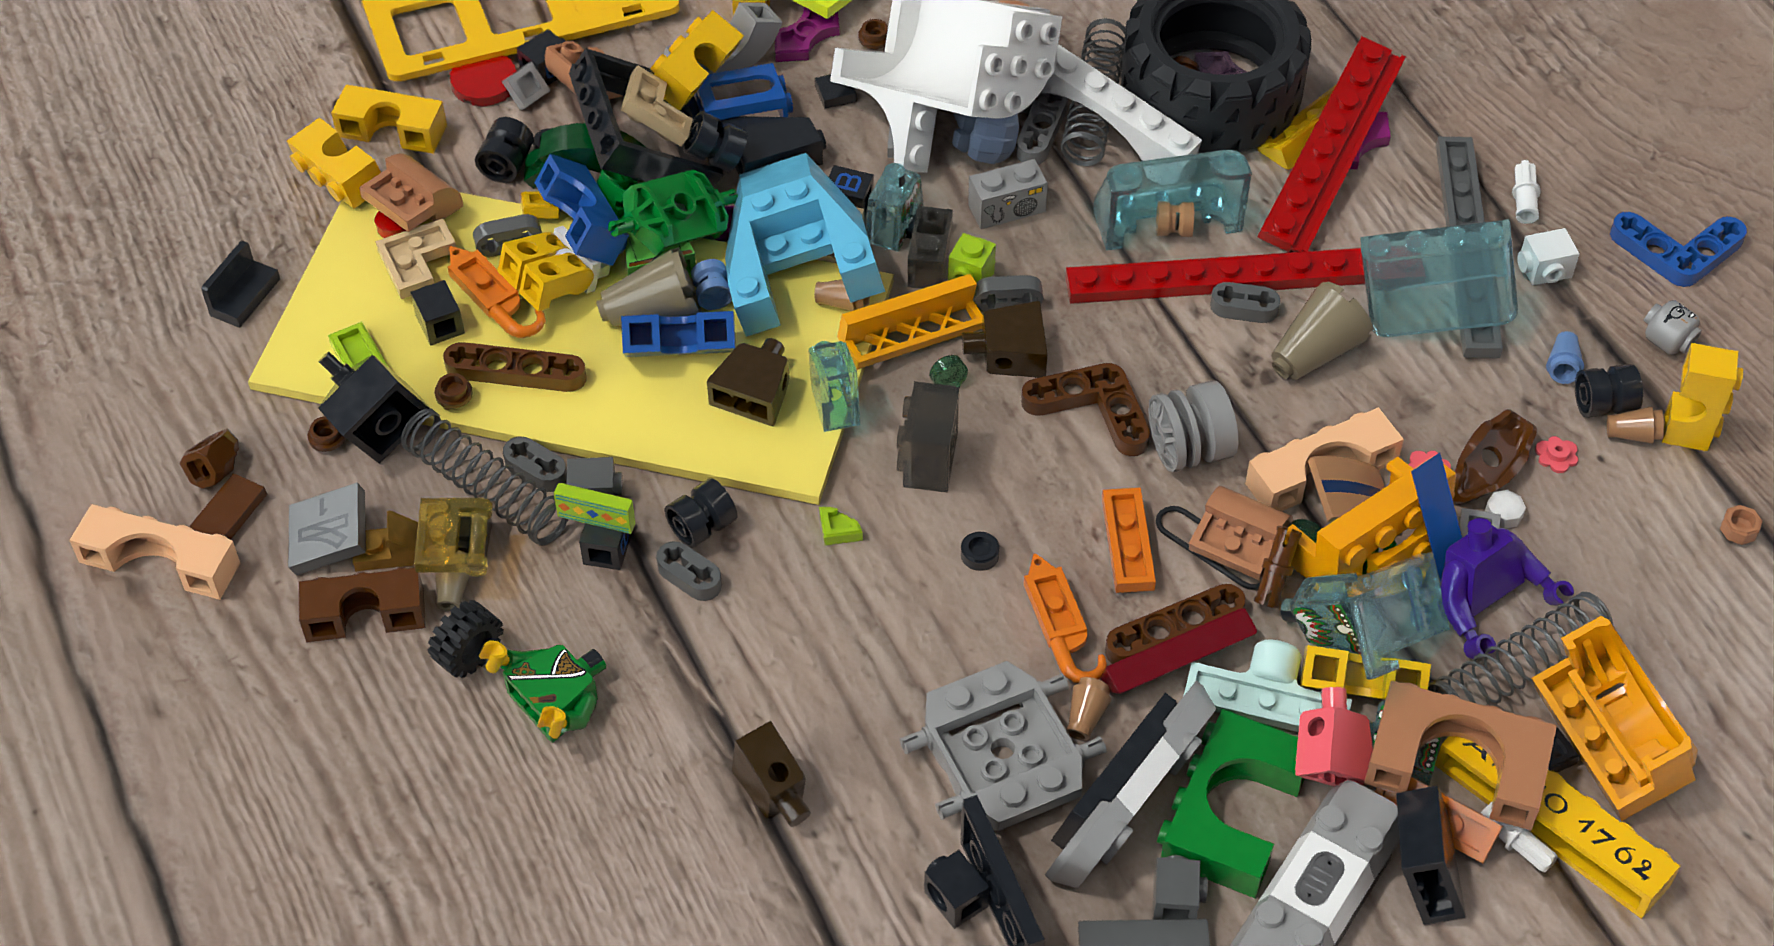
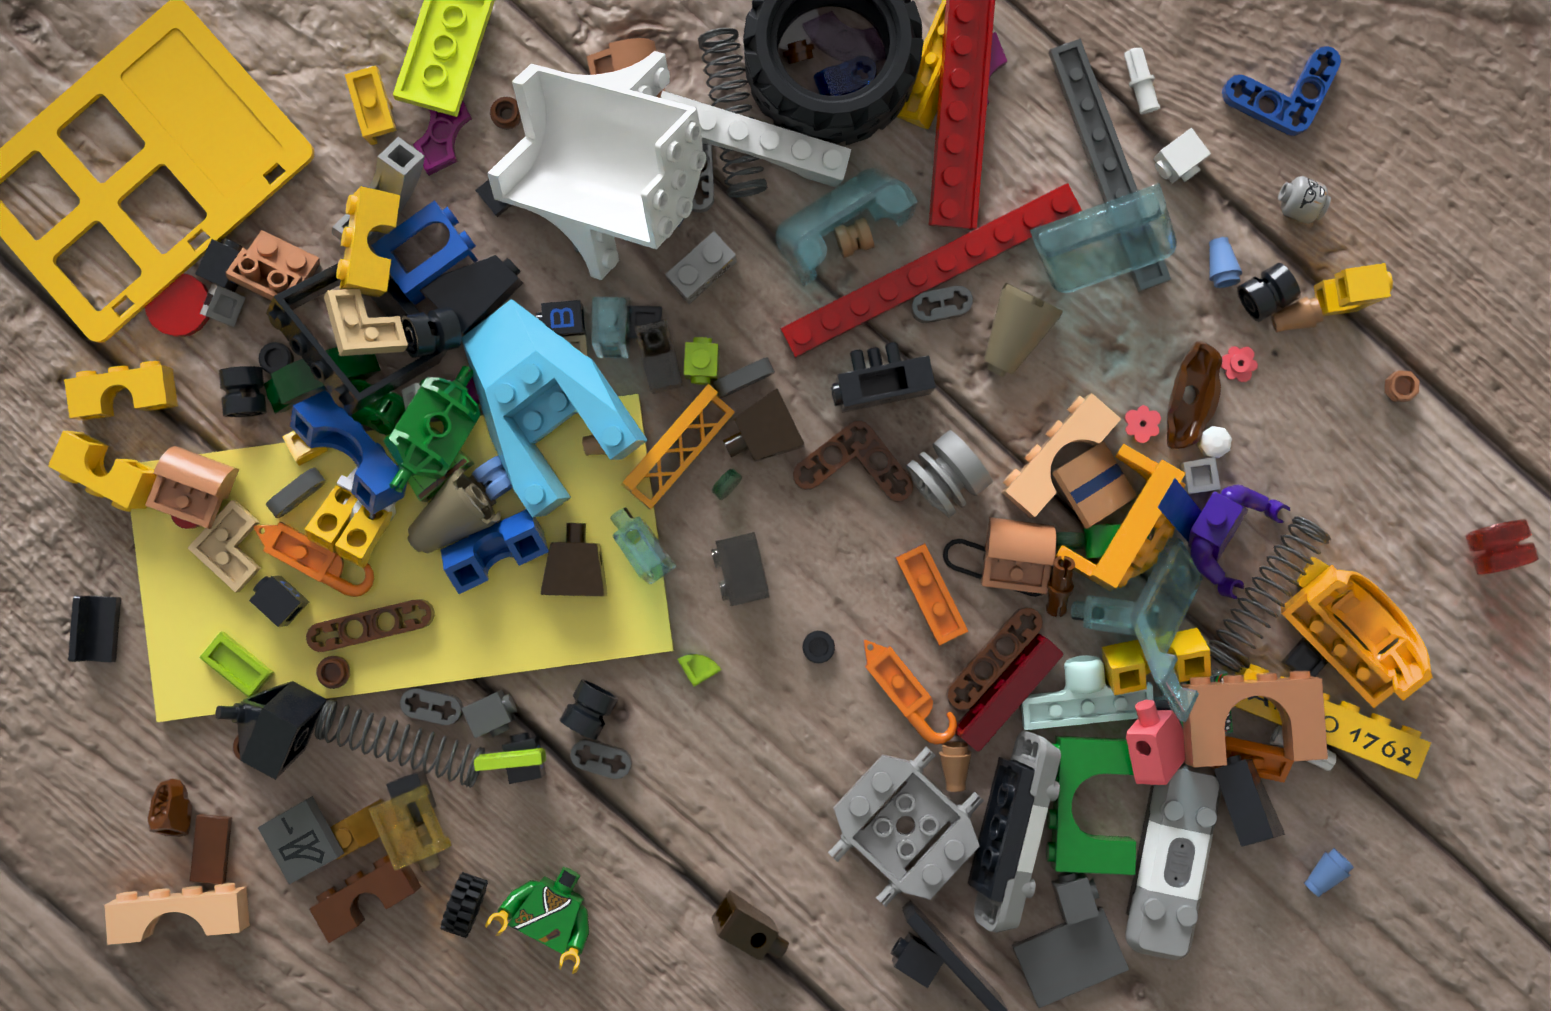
camera: 20 degrees left, 35 degrees up
(1153, 331) = (881, 382): none -> black piece

